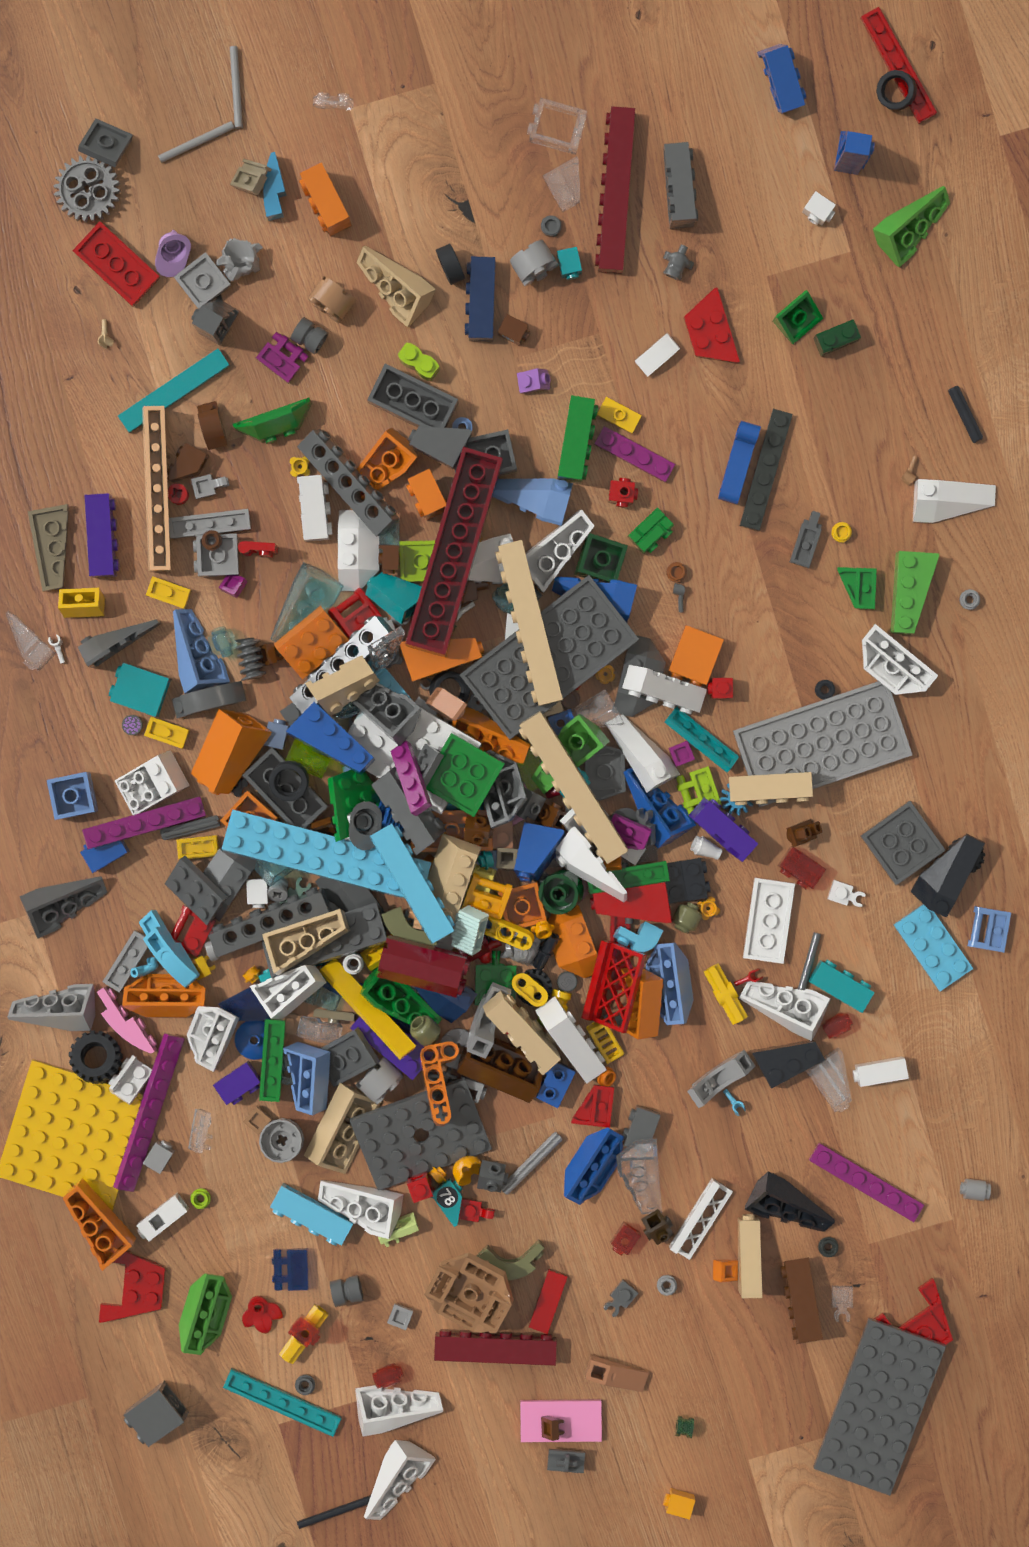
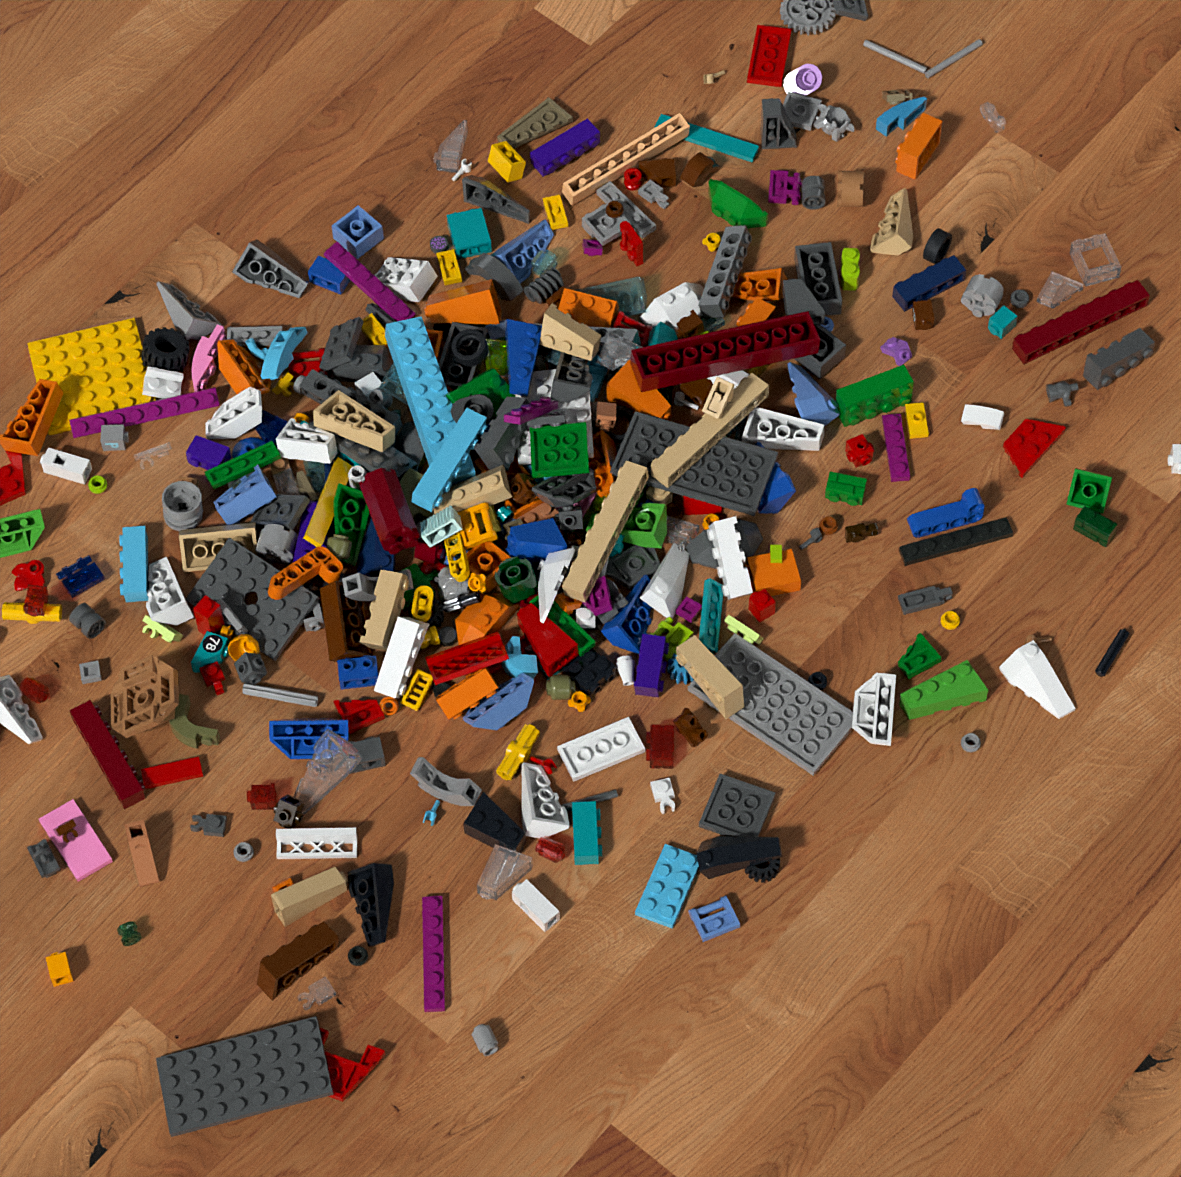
camera: 65 degrees right, 30 degrees down
(314, 508) = (690, 263): white wedge -> none
(433, 1166) = (231, 616): none -> light grey tile
(515, 601) = (718, 397): none -> tan slope
(600, 558) = (800, 463): dark green brick -> none
(684, 643) = (776, 553): none -> lime piece
(703, 553) = (858, 532): none -> dark brown plate
(729, 722) = (749, 635): none -> yellowish green plate

